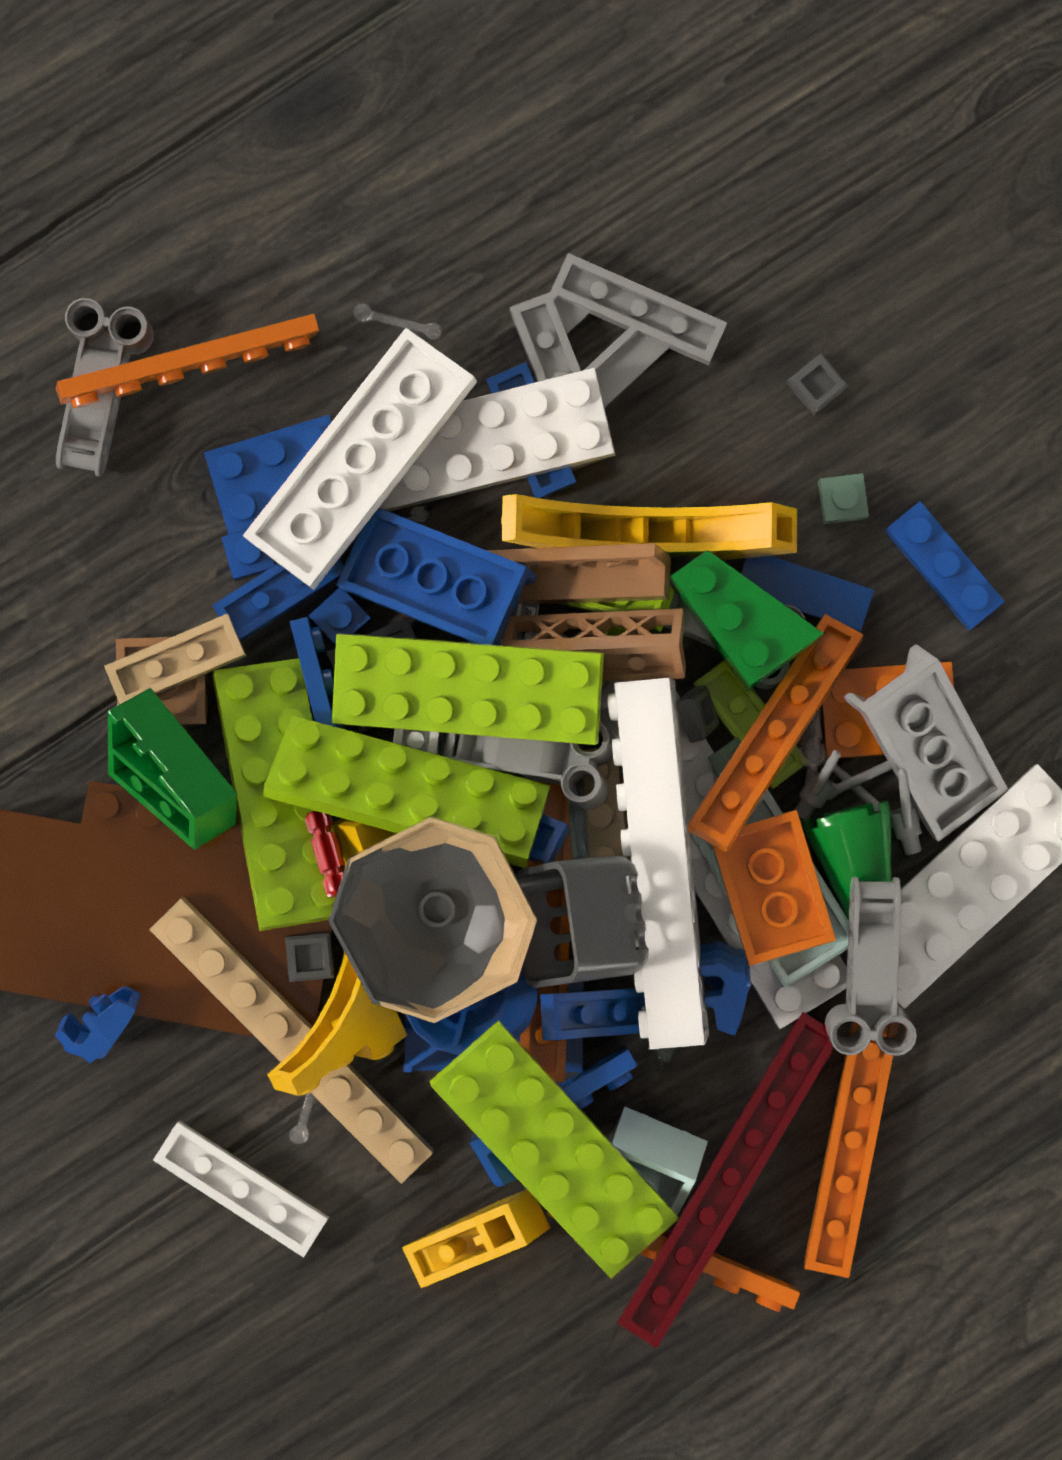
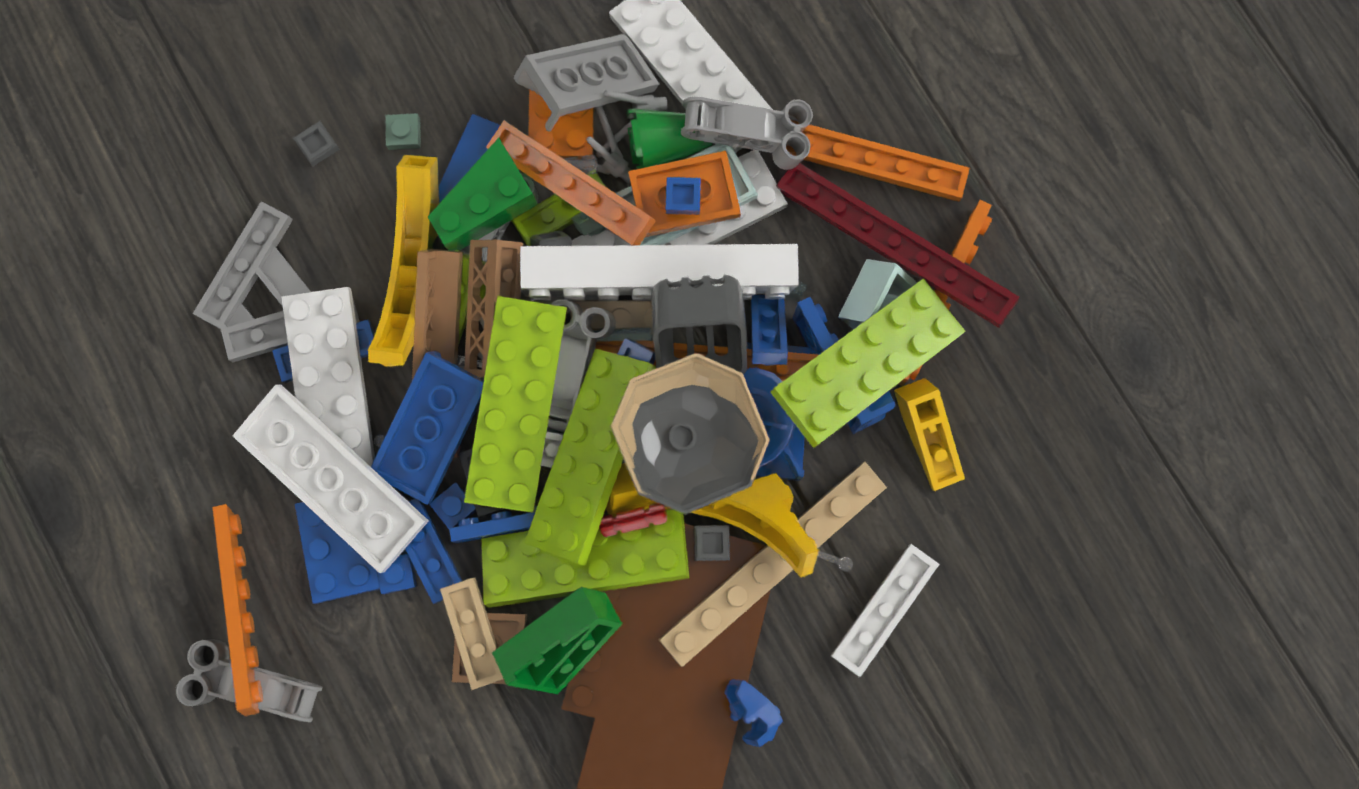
camera: 85 degrees left, 5 degrees down
(363, 314) = (220, 473): clear hinge -> none
(729, 975) = (754, 231): blue hand -> none
(763, 886) = (683, 195): none -> blue plate
(944, 566) = (460, 65): blue plate -> none

